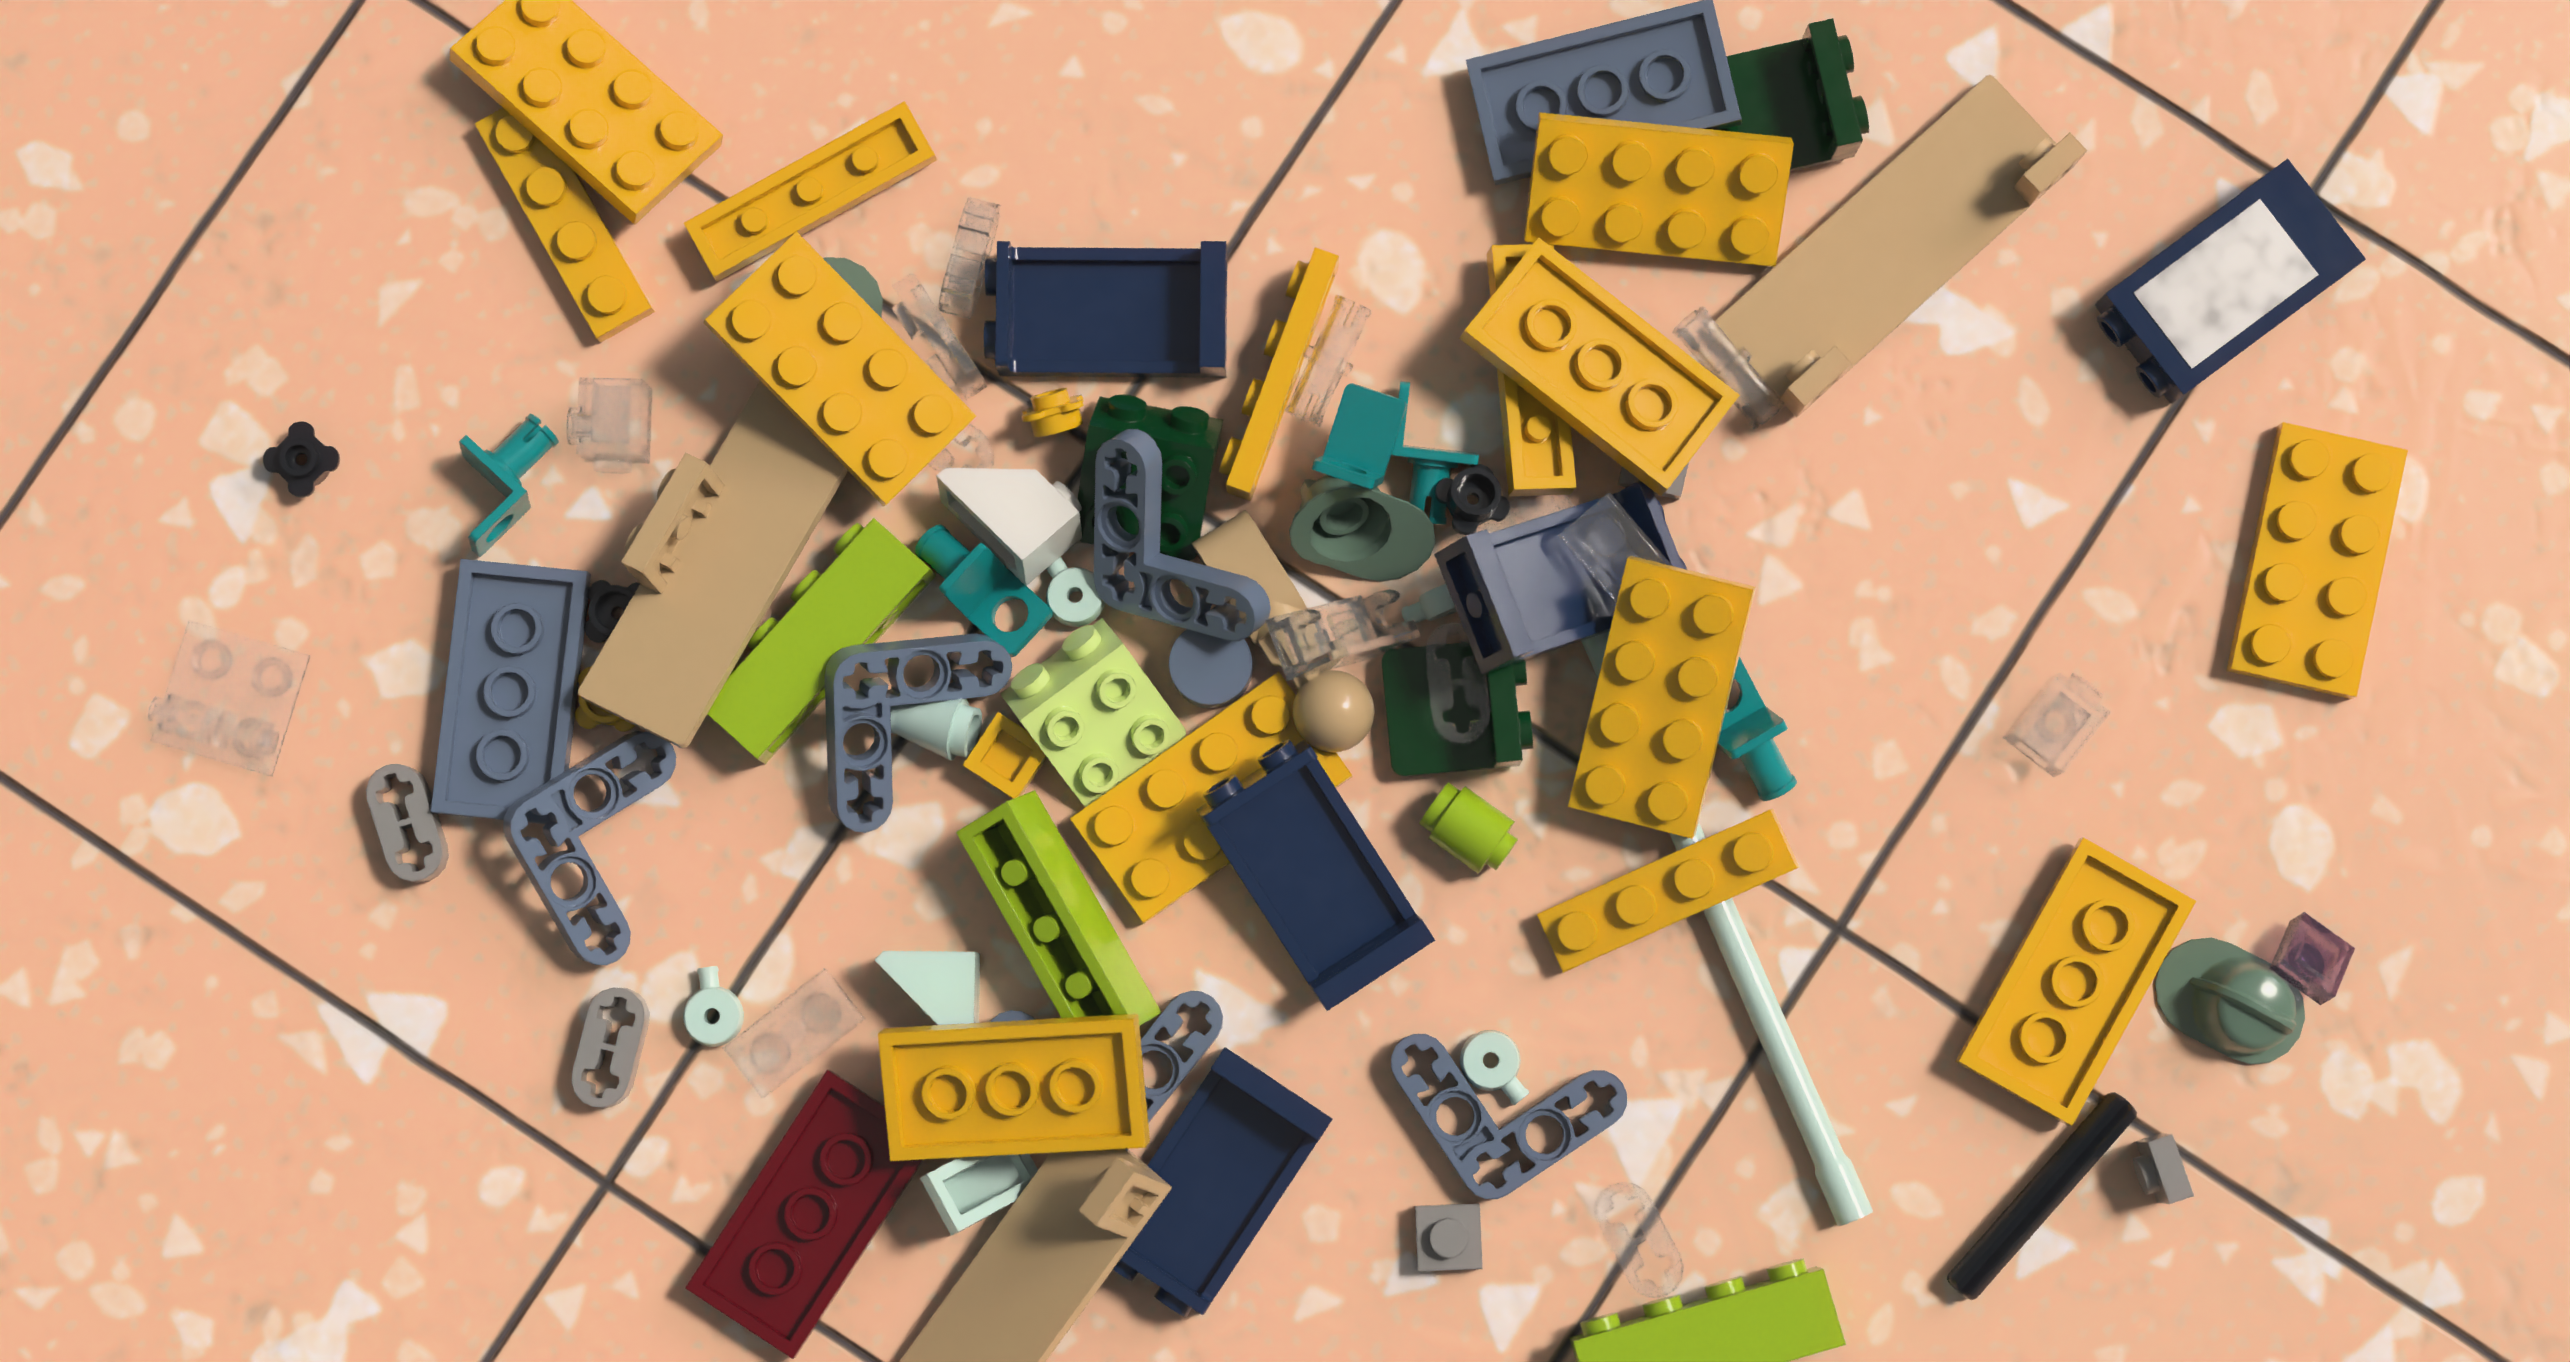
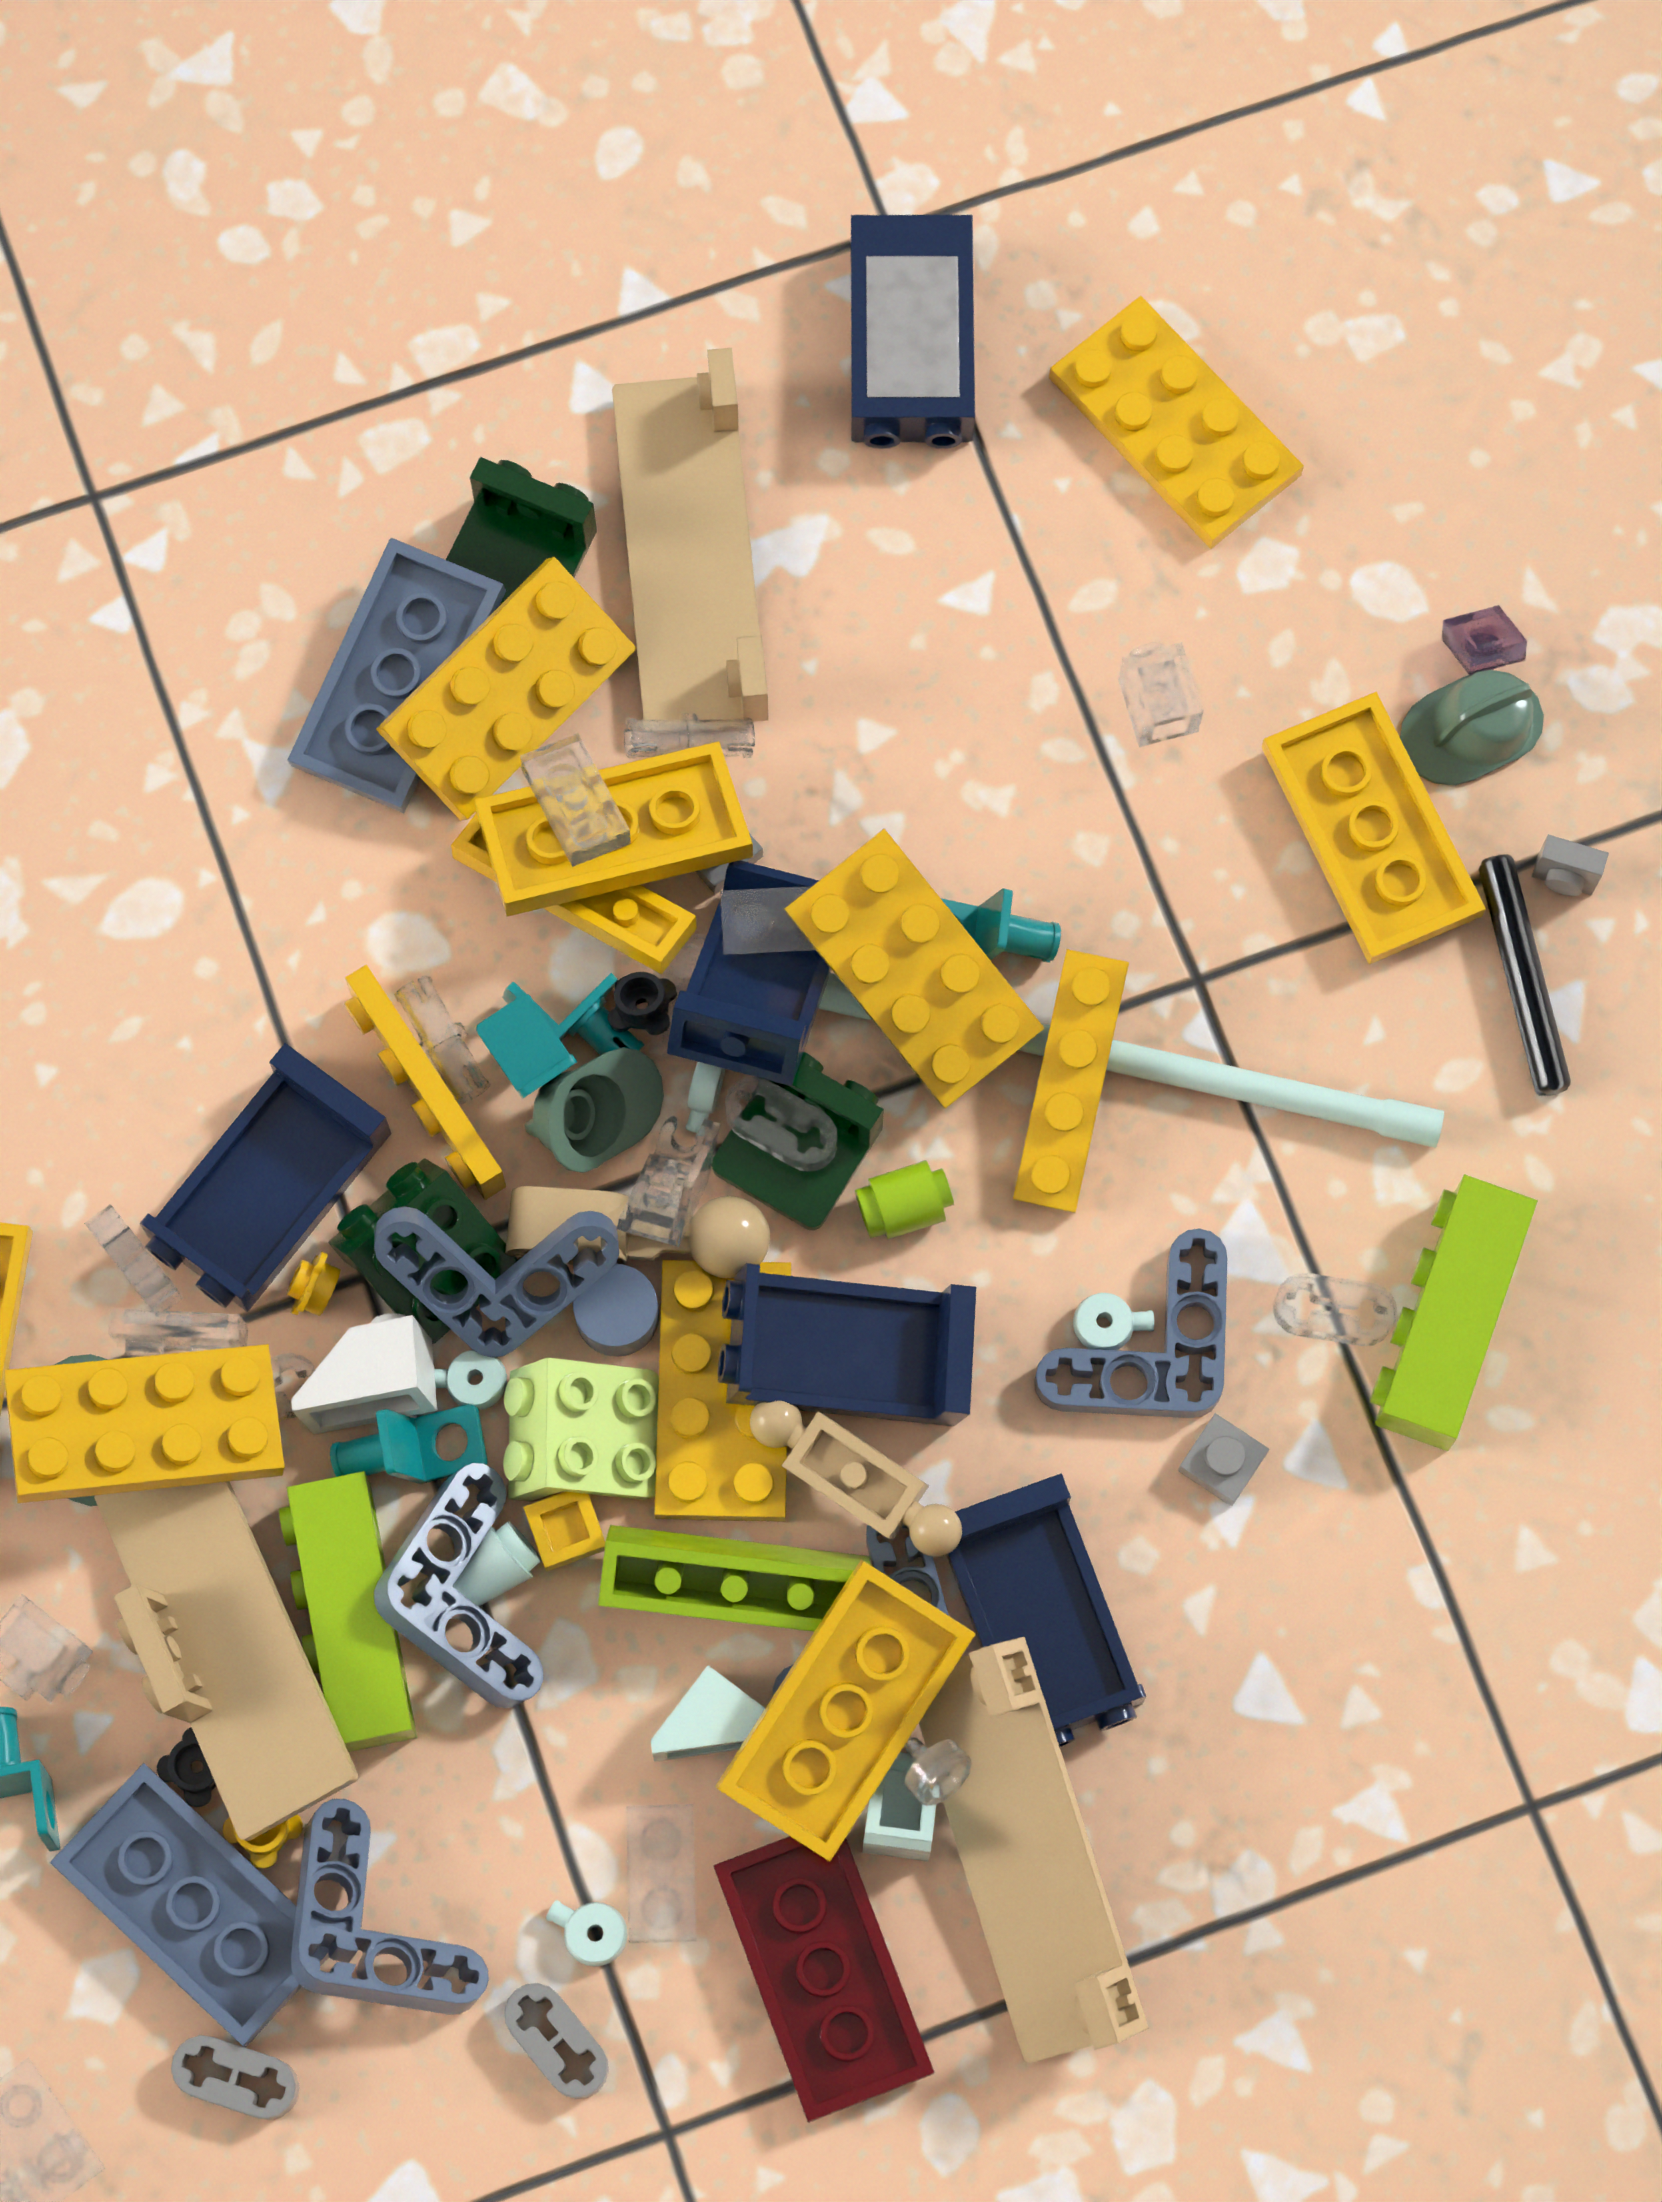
camera: 60 degrees left, 10 degrees down
(1019, 1193) = (936, 1770): none -> clear tile
(1211, 958) = (856, 1477): none -> tan plate
(1594, 320) = (575, 799): none -> clear plate

